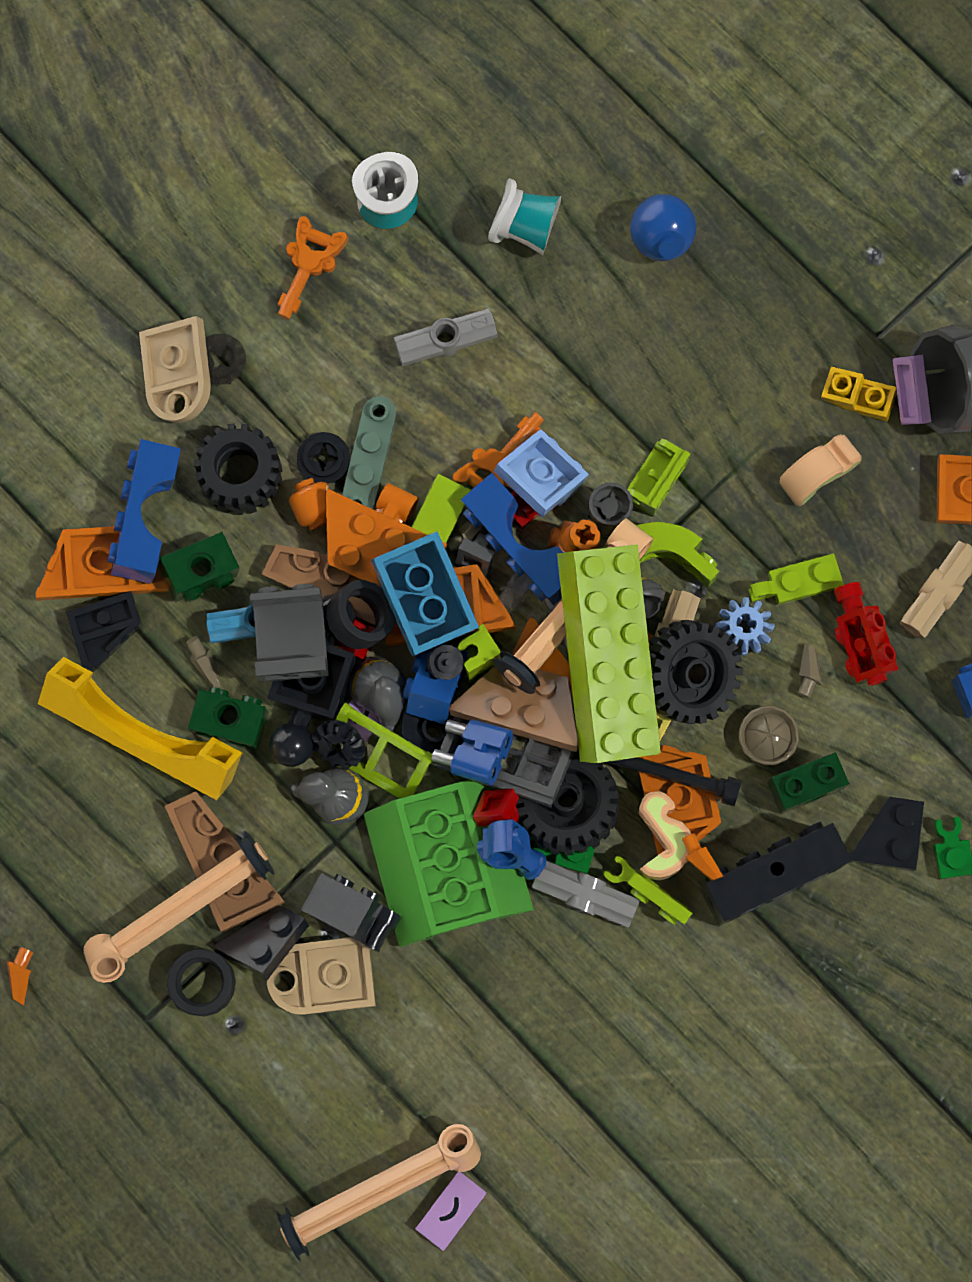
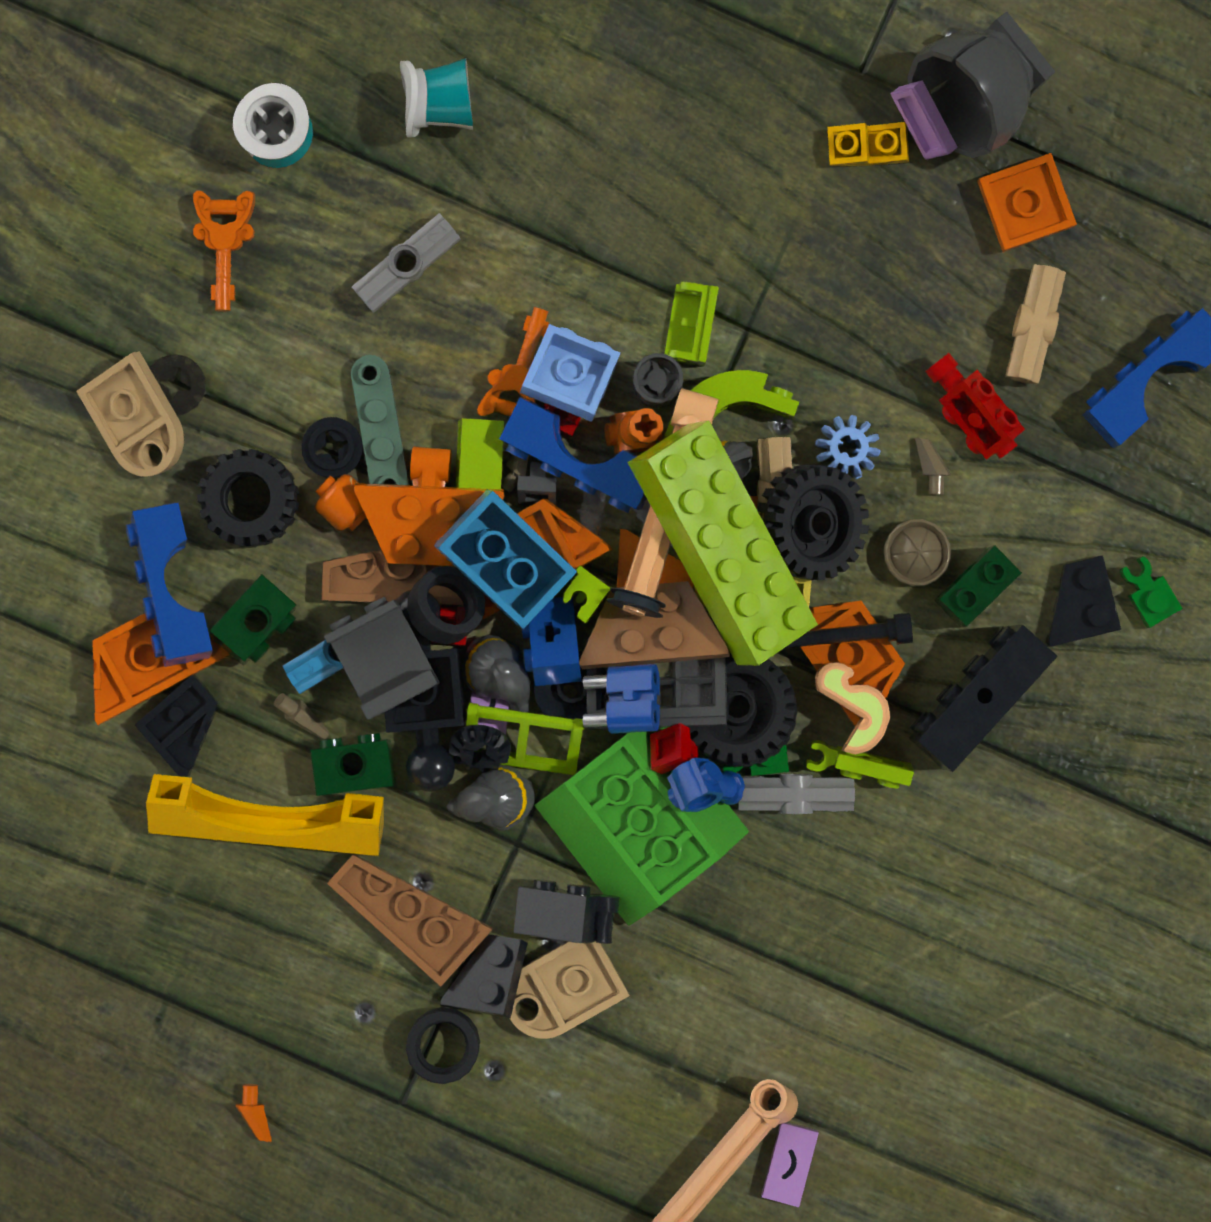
camera: 25 degrees left, 10 degrees up
(108, 953) = (337, 1057): light nougat piece -> none
(444, 662) = (556, 621): black wheel -> none
(663, 227) = (589, 46): blue brick -> none
(701, 857) = (903, 716): orange bar -> none
(799, 581) = (885, 373): lime plate -> none
(819, 468) = (860, 245): light nougat animal -> none

